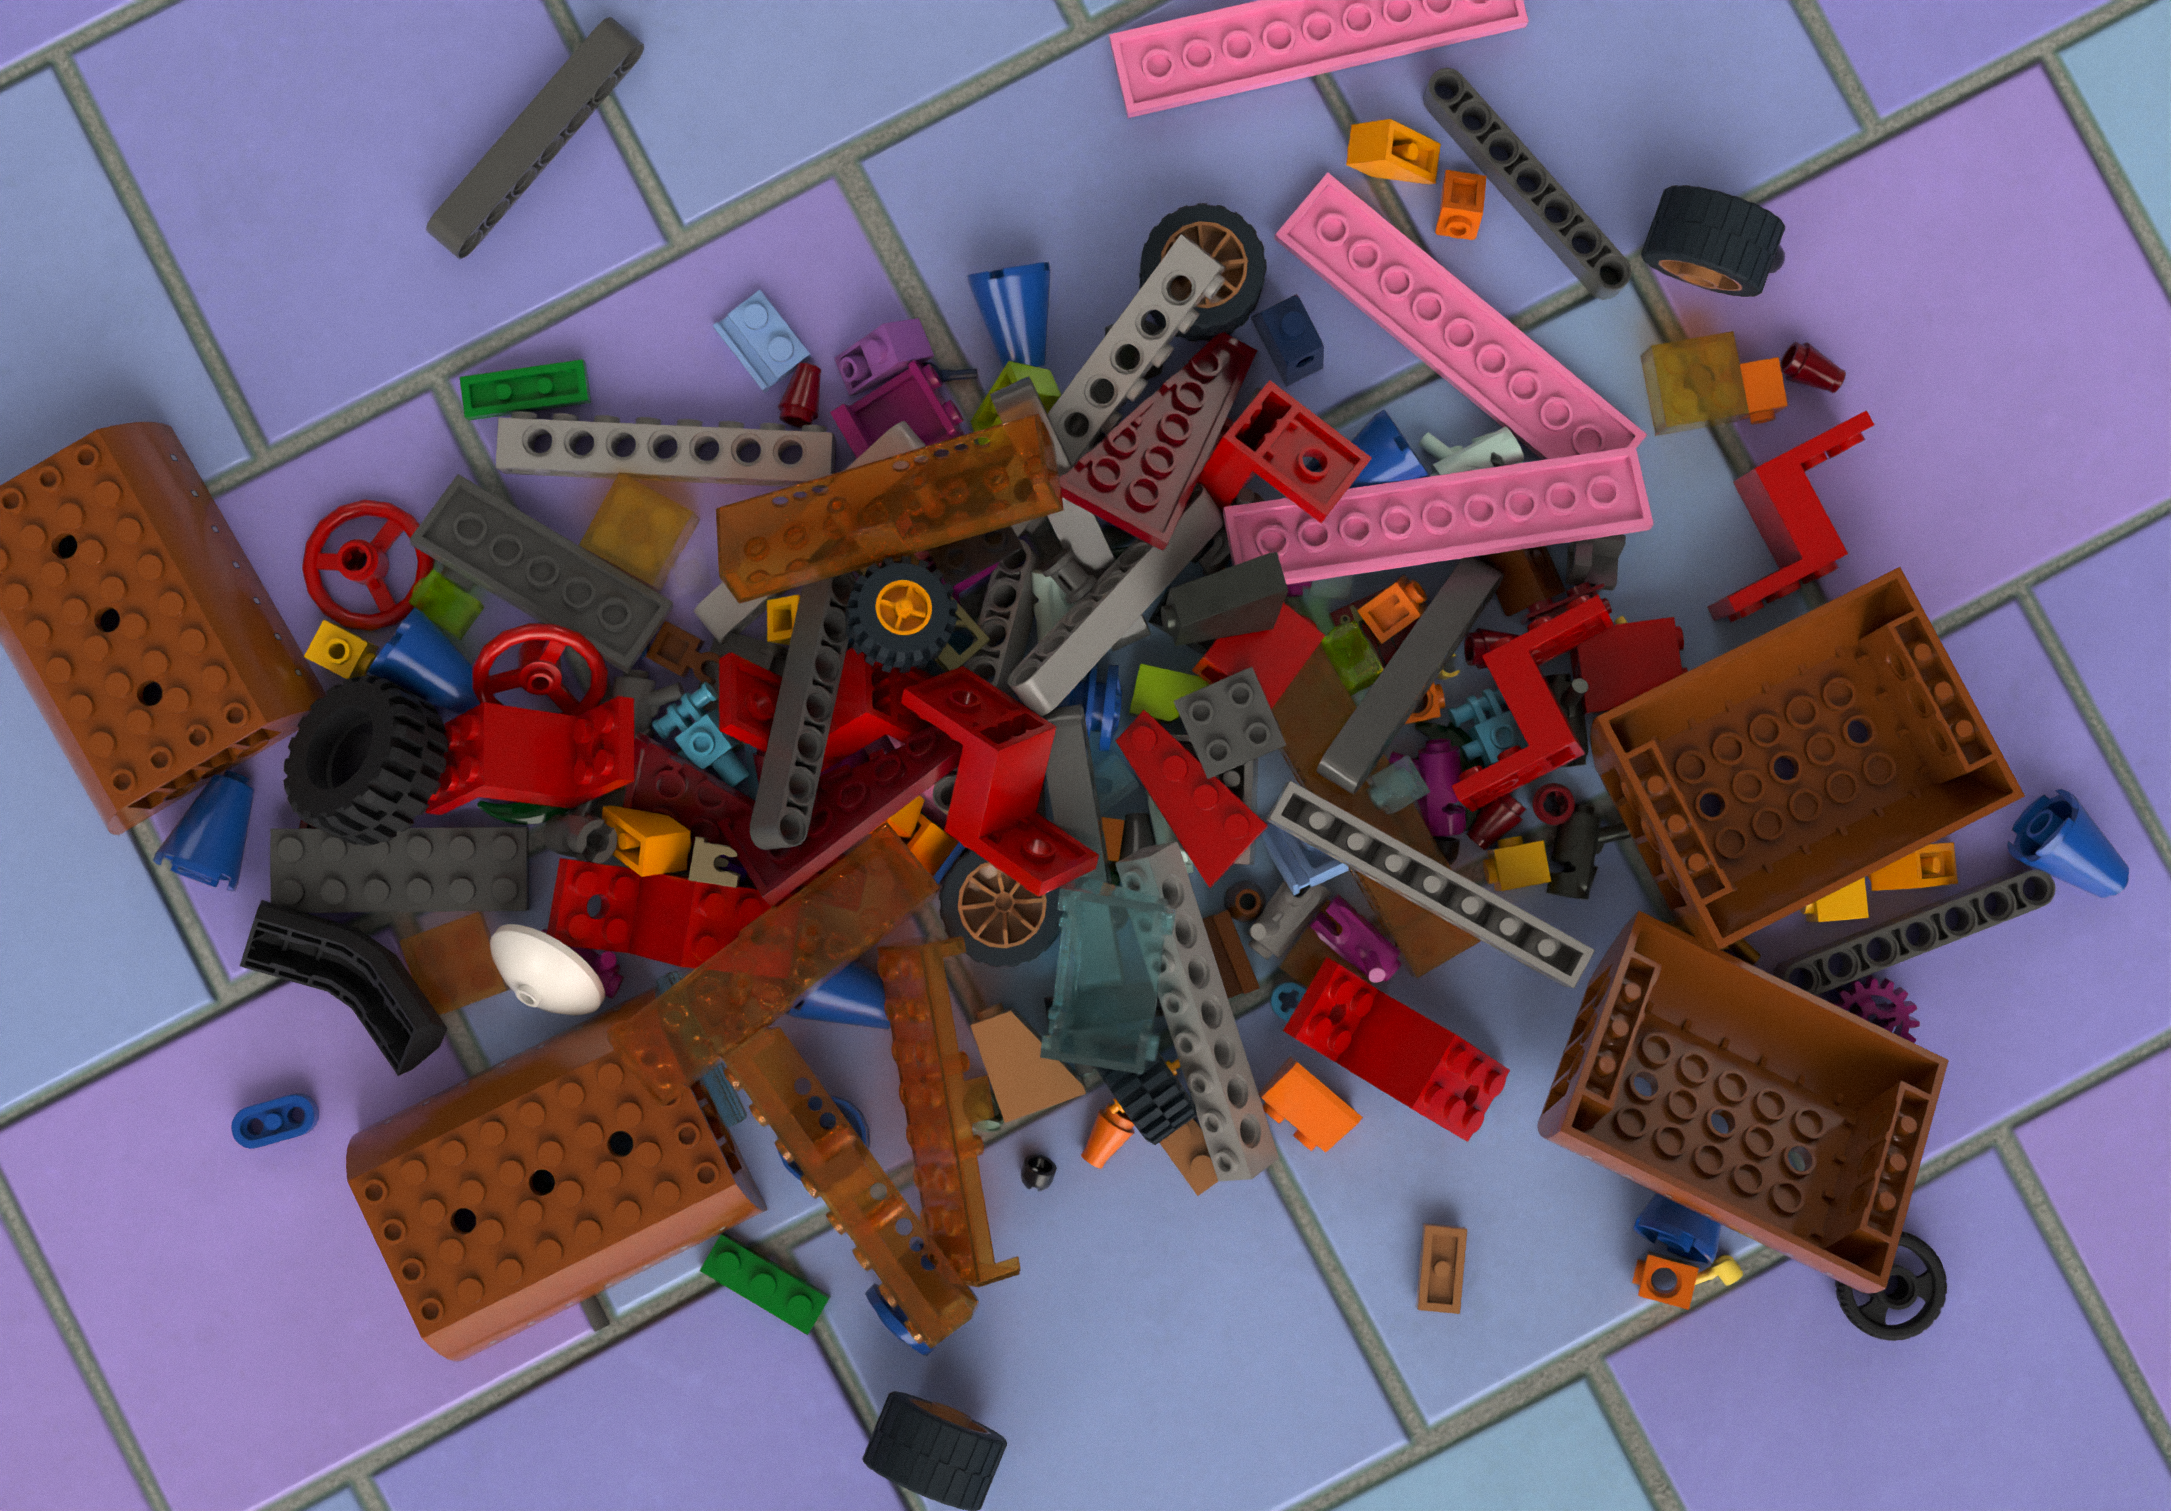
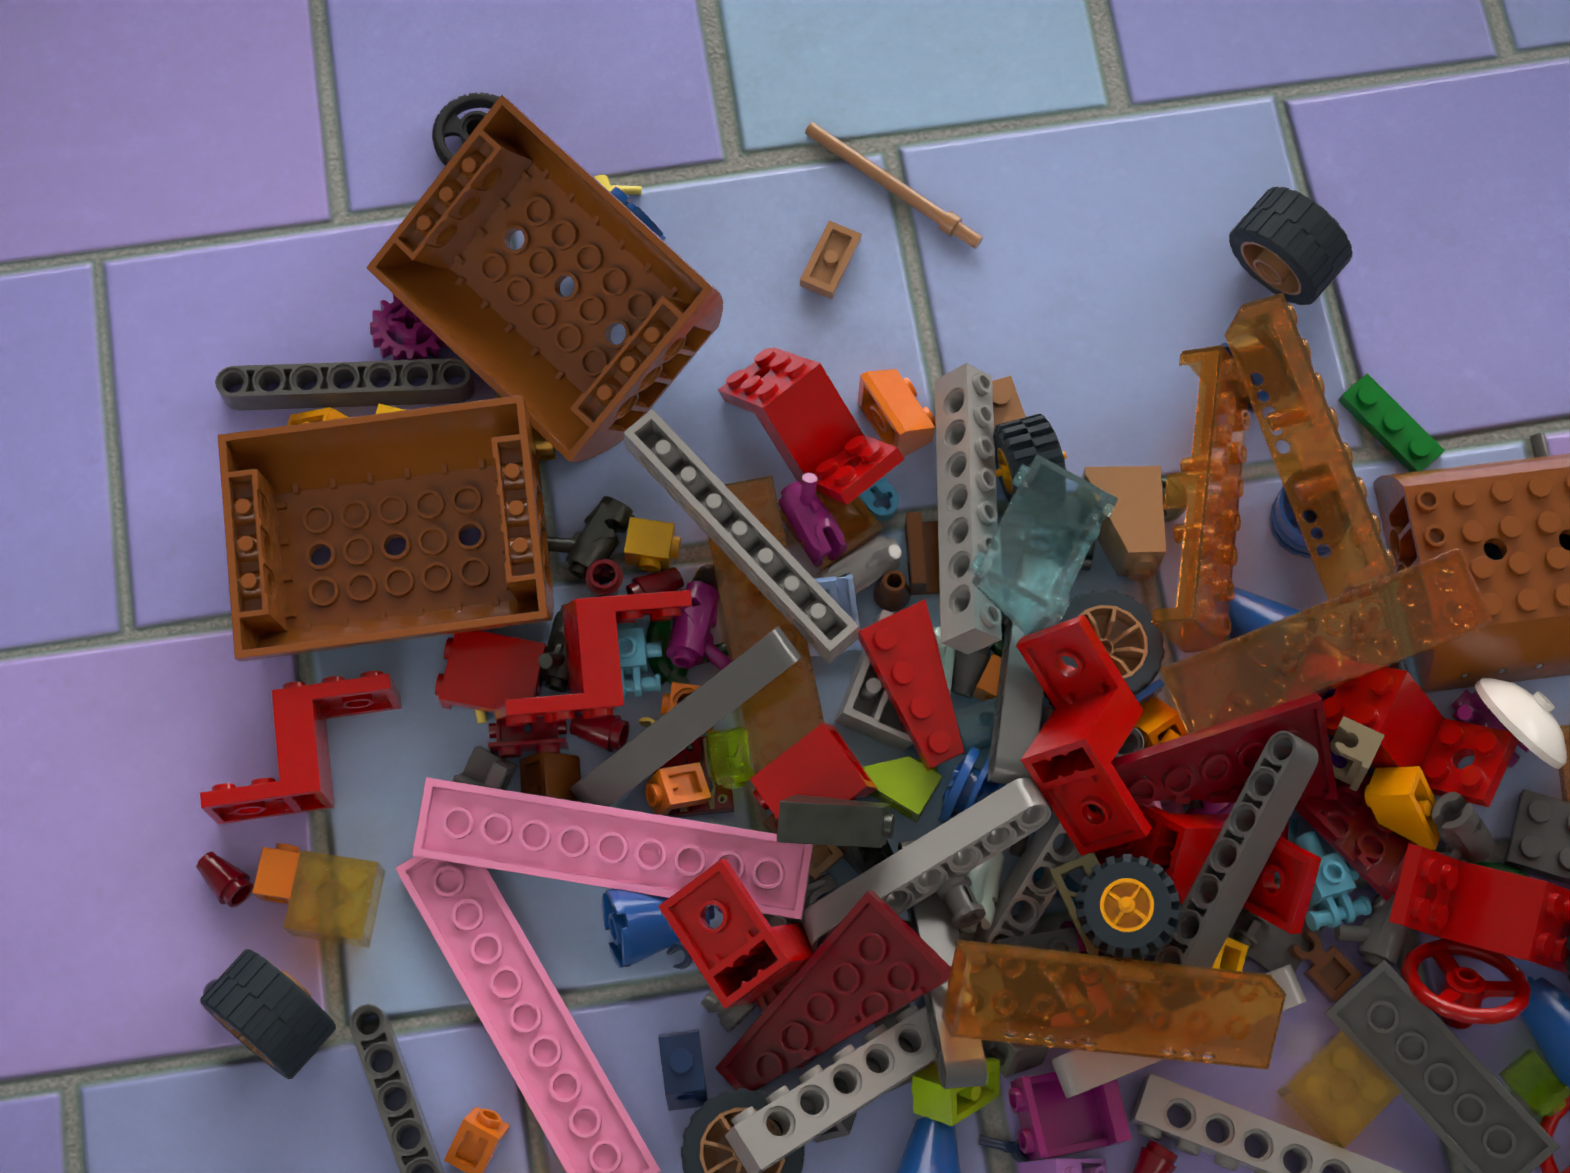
camera: 160 degrees left, 15 degrees down
(1037, 1172) = (1130, 433): black hinge -> none
(1107, 1136) = (1076, 441): orange cone -> none
(1230, 722) = (862, 723): dark grey hinge -> none
(1324, 1362) = (948, 221): none -> medium nougat bar
(1396, 786) = (737, 625): clear light blue brick -> none
(1491, 449) = (558, 897): light aqua piece -> none
(1677, 1296) = (654, 178): orange brick -> none
(2068, 845) = (190, 409): blue cone -> none

